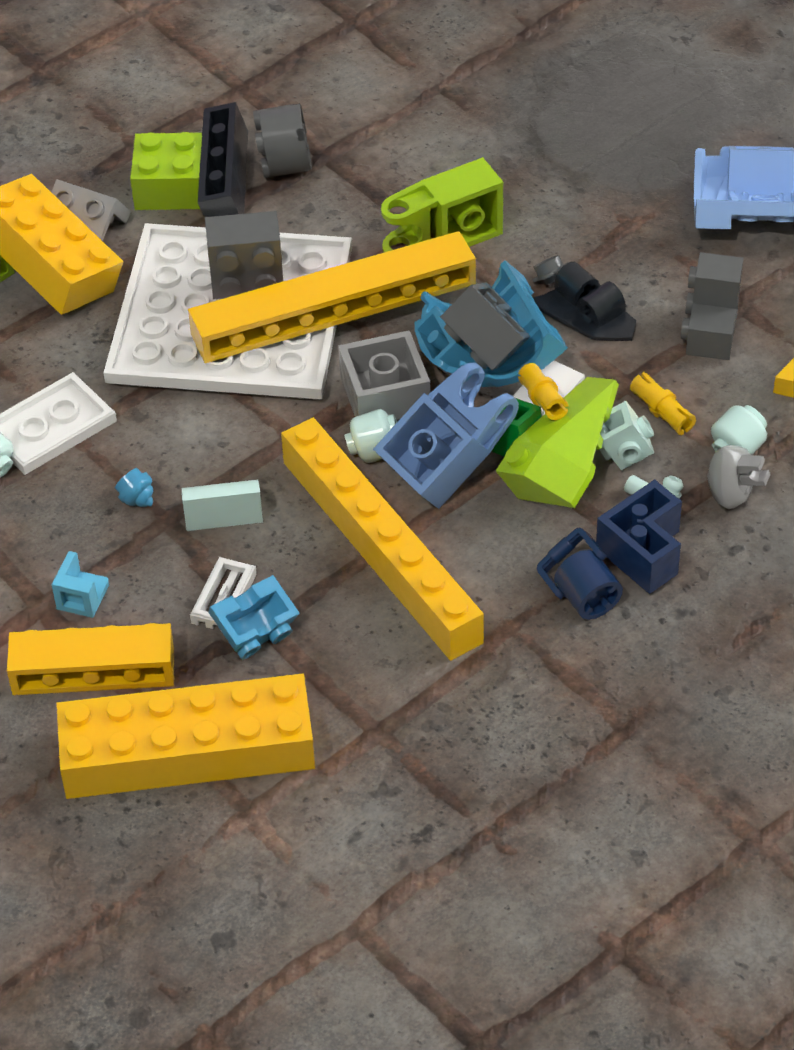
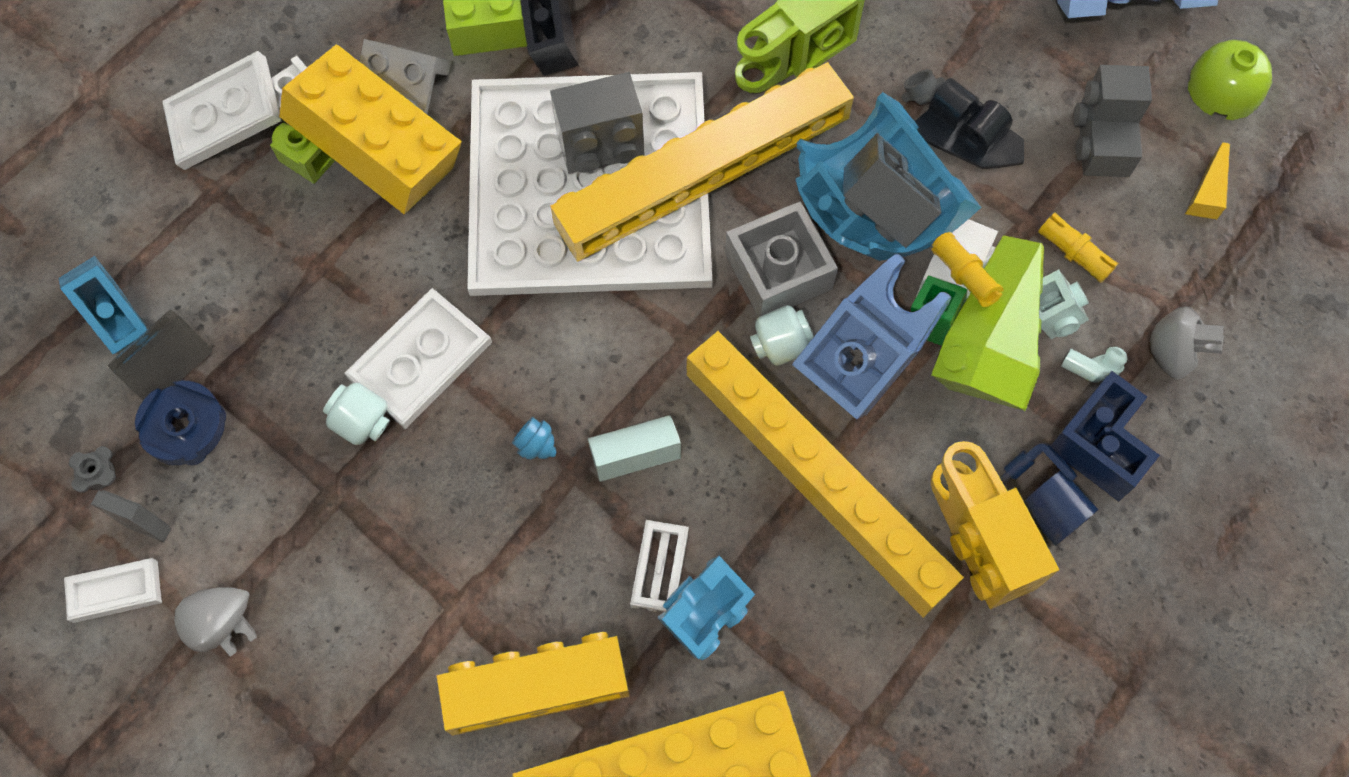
camera: 10 degrees left, 20 degrees up
(78, 590) = (500, 584): medium azure panel -> none
(520, 589) = (991, 529): none -> yellow brick
(741, 428) = (1171, 280): light aqua head -> none

